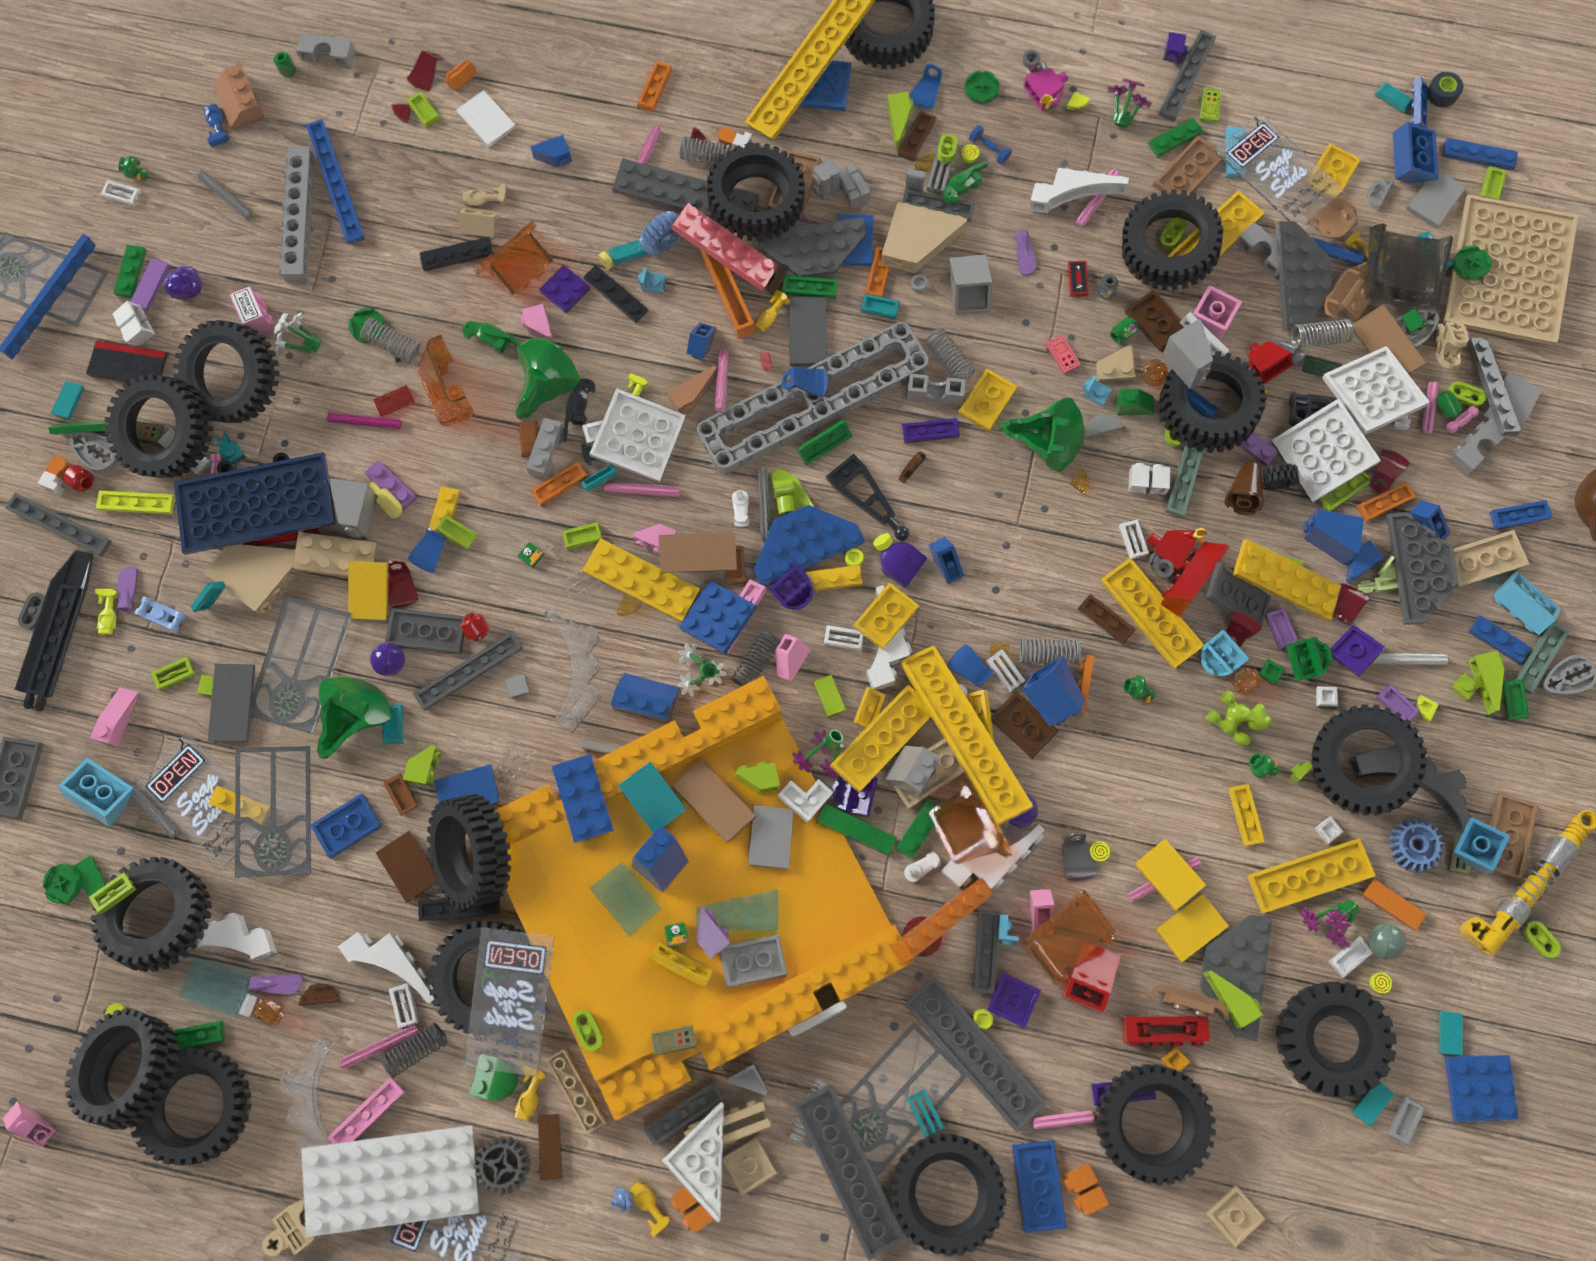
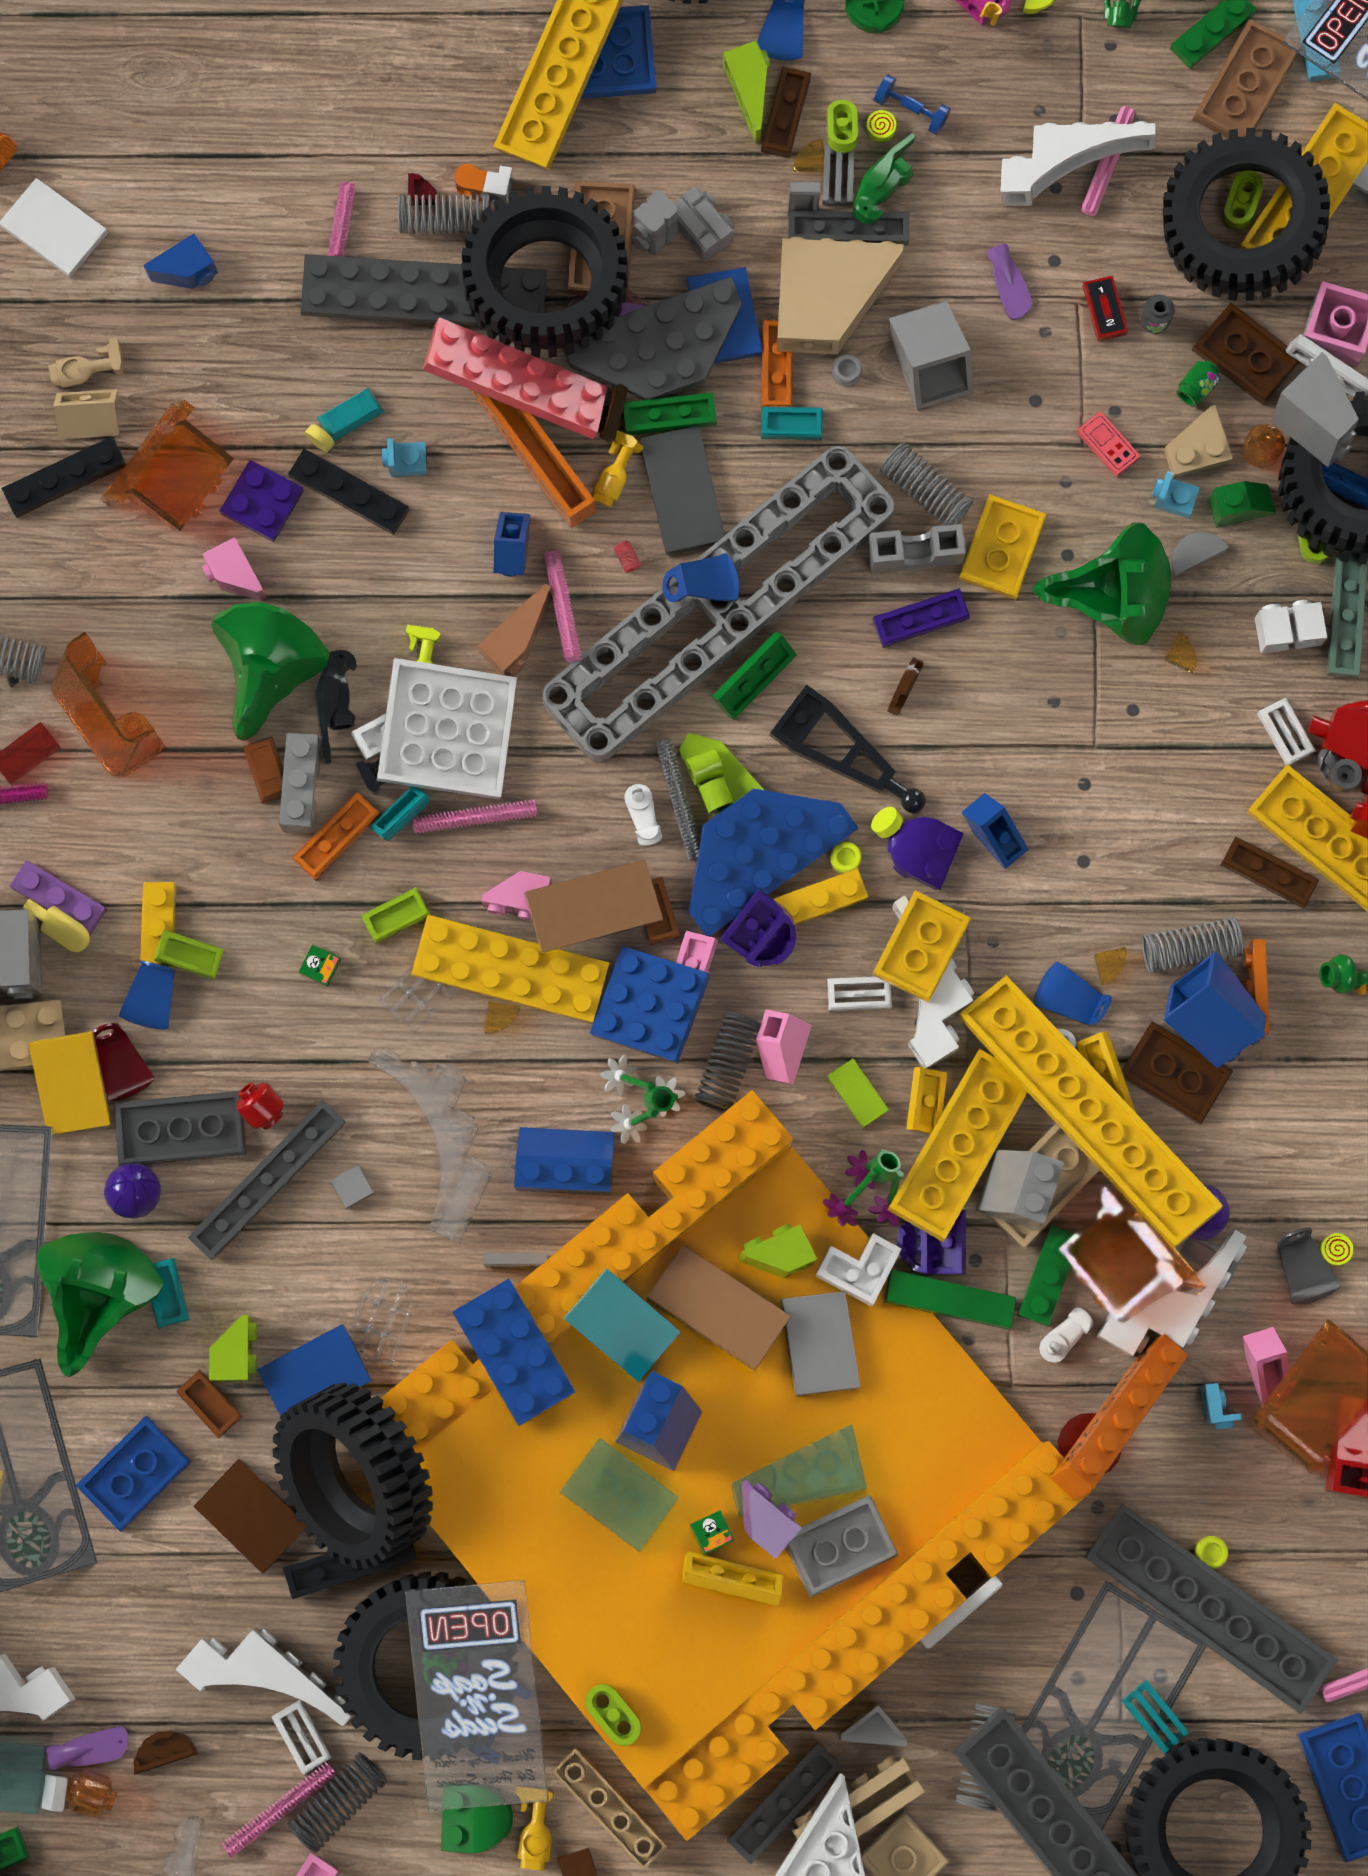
camera: 15 degrees left, 5 degrees up
(489, 334) = (158, 608): green animal -> none
(654, 86) = (325, 112): orange tile -> none
(658, 234) = (401, 375): medium blue gear -> none
(673, 1040) = (750, 1698): olive tile -> none
(986, 951) = (1194, 1446): dark grey plate -> none
(1013, 1000) = (1253, 1512): dark purple plate -> none
(1014, 670) = (1148, 1009): white tile -> none

